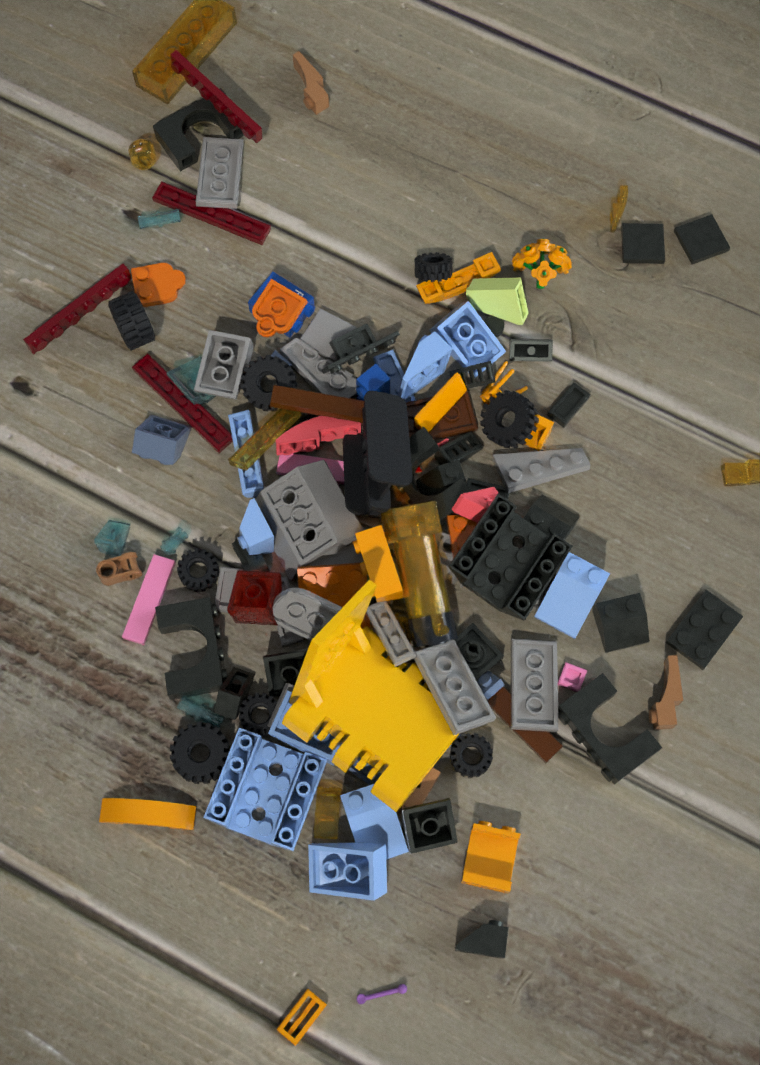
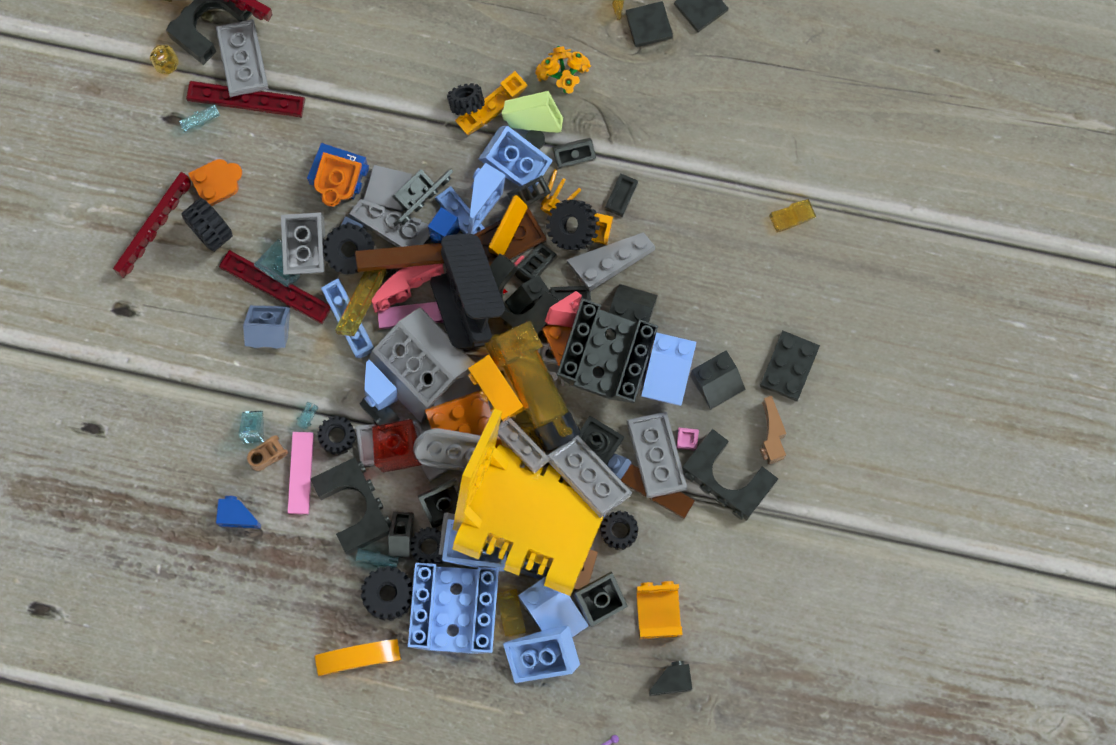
camera: 15 degrees left, 5 degrees up
(66, 622) = (234, 514): none -> blue slope

